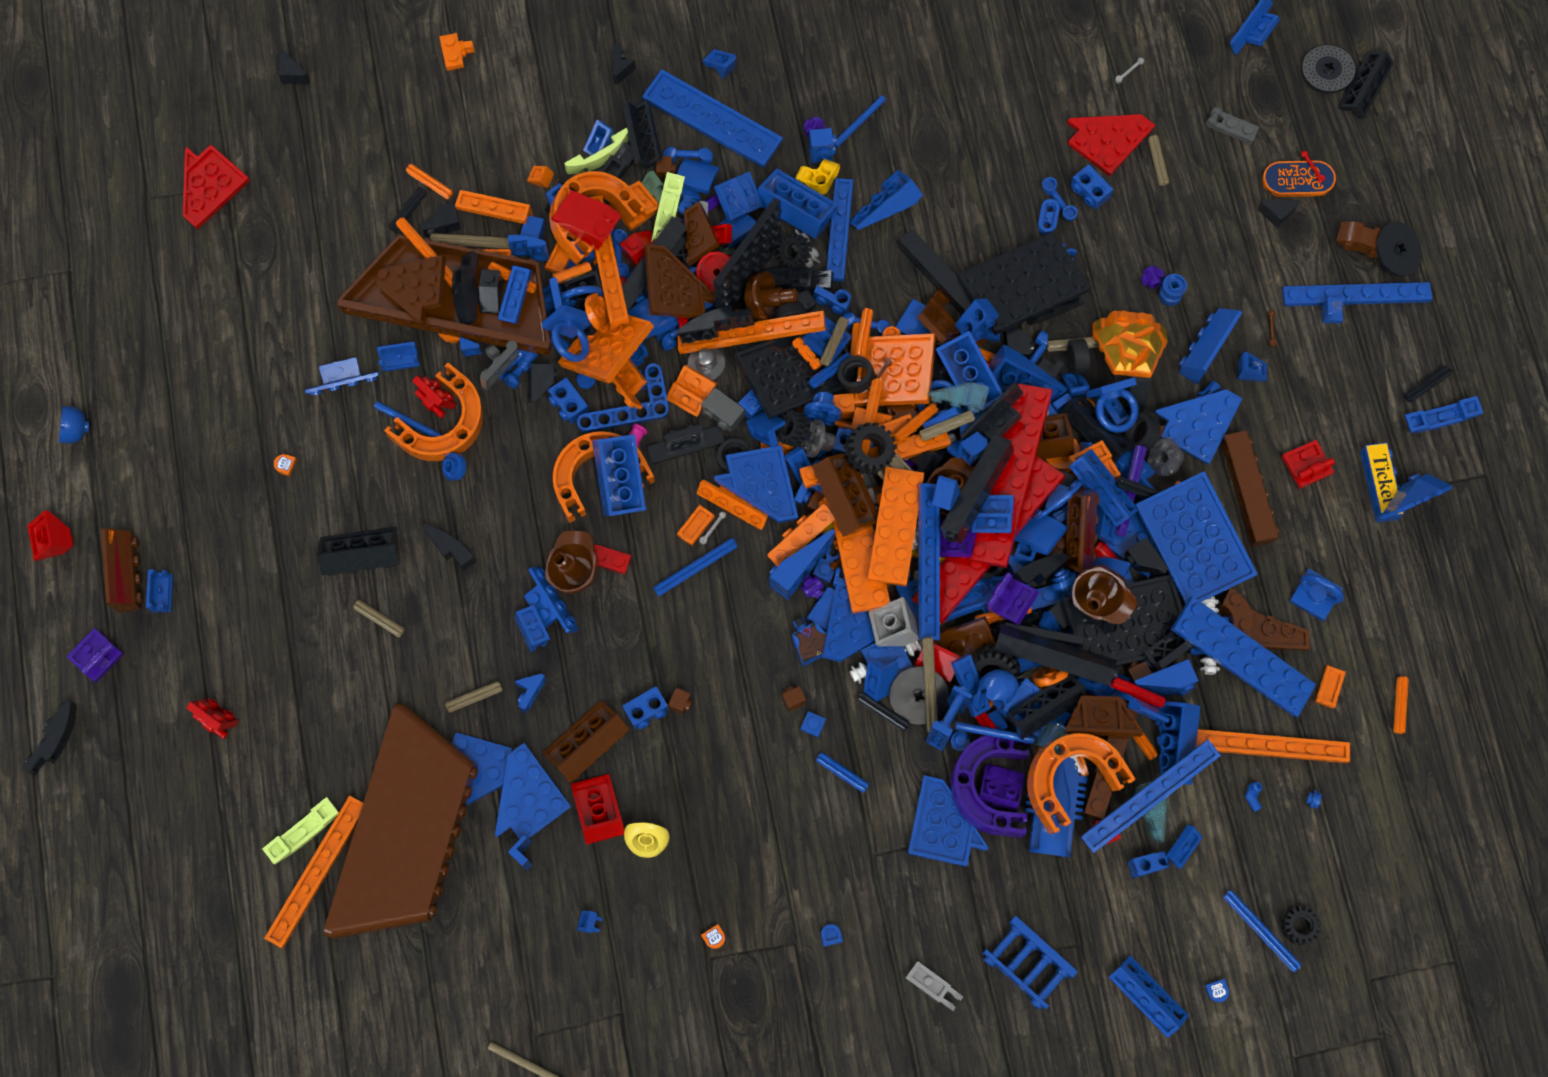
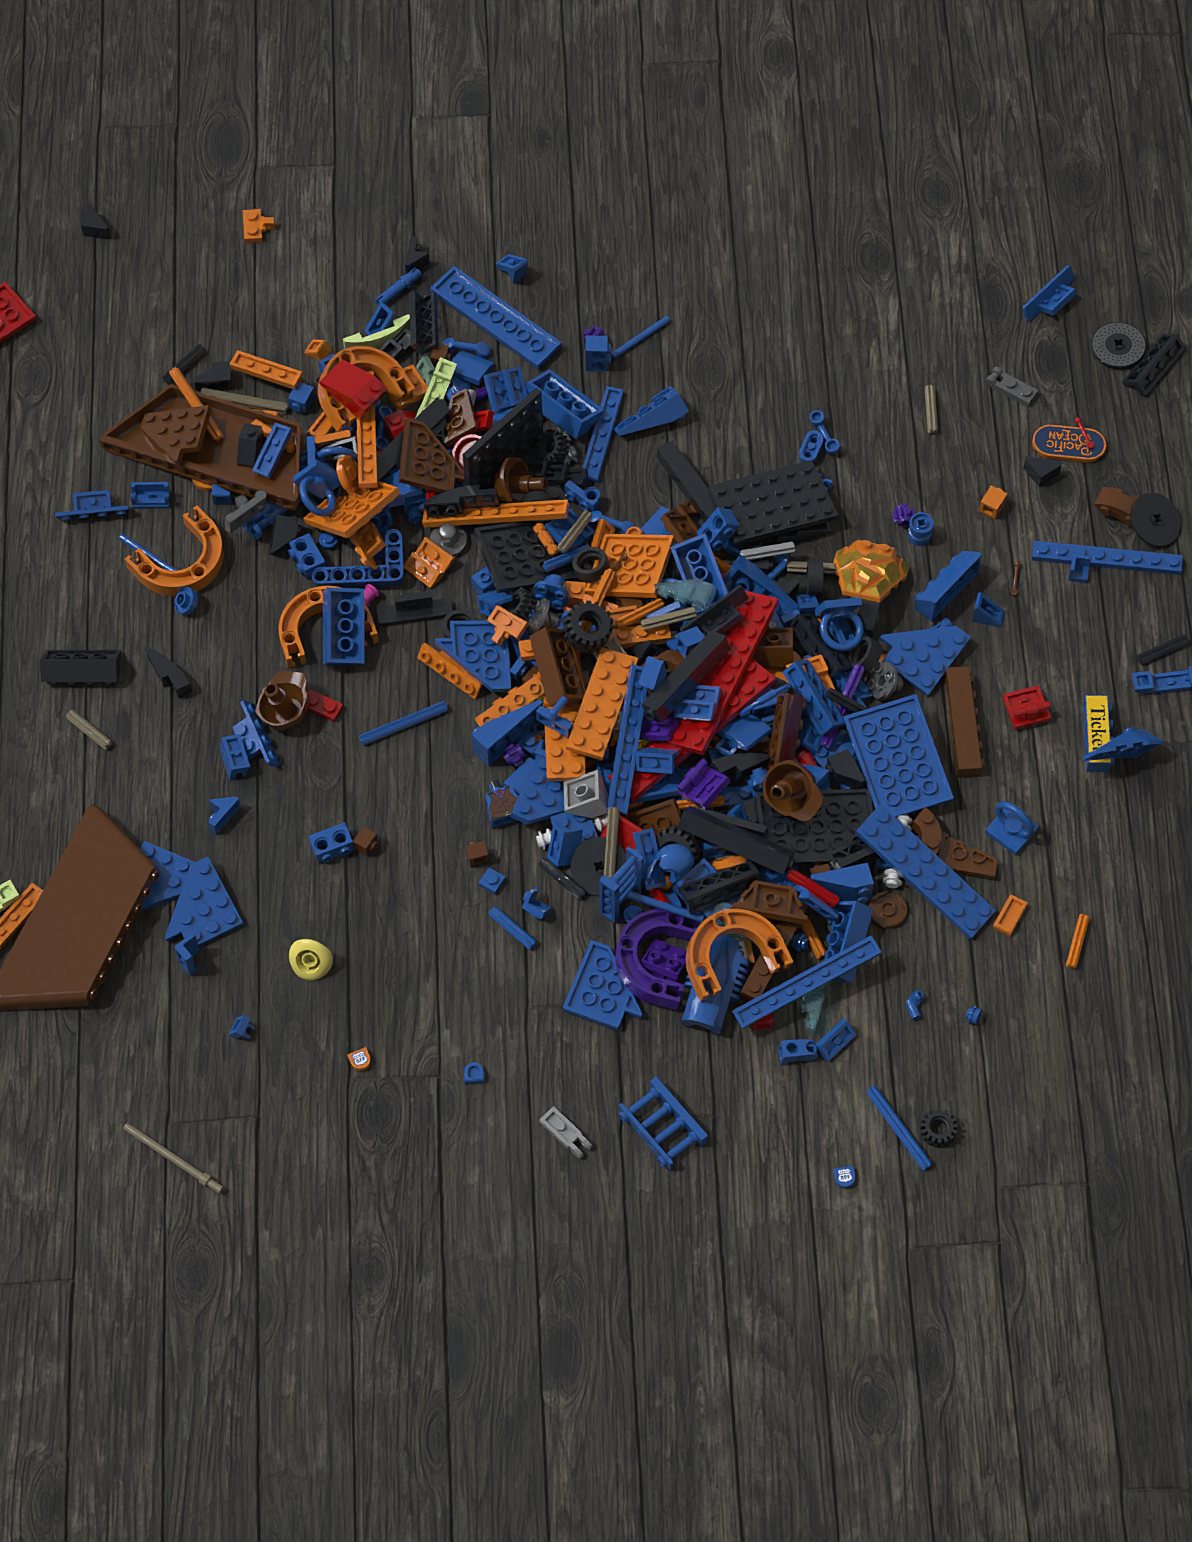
camera: 10 degrees right, 10 degrees down
(284, 464) = (24, 579): tile -> none
(429, 181) = (209, 341): orange axle -> none
(433, 396) = (180, 534): red plate -> none
(464, 292) = (224, 440): black slope -> none
(473, 696) = (167, 811): dark tan axle -> none
(528, 246) = (294, 409): blue slope -> none
(586, 741) = (268, 865): reddish brown slope -> none
(597, 809) = (268, 928): red slope -> none
(614, 94) = (403, 283): none -> blue pin
(695, 525) = (410, 685): orange tile -> none
(703, 540) = (416, 700): light grey hinge -> none
(722, 410) = (456, 583): dark grey brick -> none
(783, 453) = (506, 625): none -> orange hinge
(825, 173) = (592, 384): yellow piece -> none
(849, 549) = (552, 720): none -> blue plate
(861, 746) = (534, 906): none -> blue bracket
(864, 331) = (607, 527): orange axle -> none
(960, 579) = (656, 760): none -> blue panel
(1029, 335) = (768, 551): none -> light grey axle
(1095, 184) = (861, 423): blue brick -> none
(1108, 139) = (885, 384): red wing -> none
(1118, 79) = (906, 329): light grey hinge -> none
(1132, 747) = (800, 942): none -> blue plate
(1147, 998) = (772, 1172): blue fence -> none
(1211, 697) = (888, 910): none -> reddish brown tile
(1237, 251) = (993, 502): none -> orange brick
(1276, 746) = (946, 961): orange plate -> none

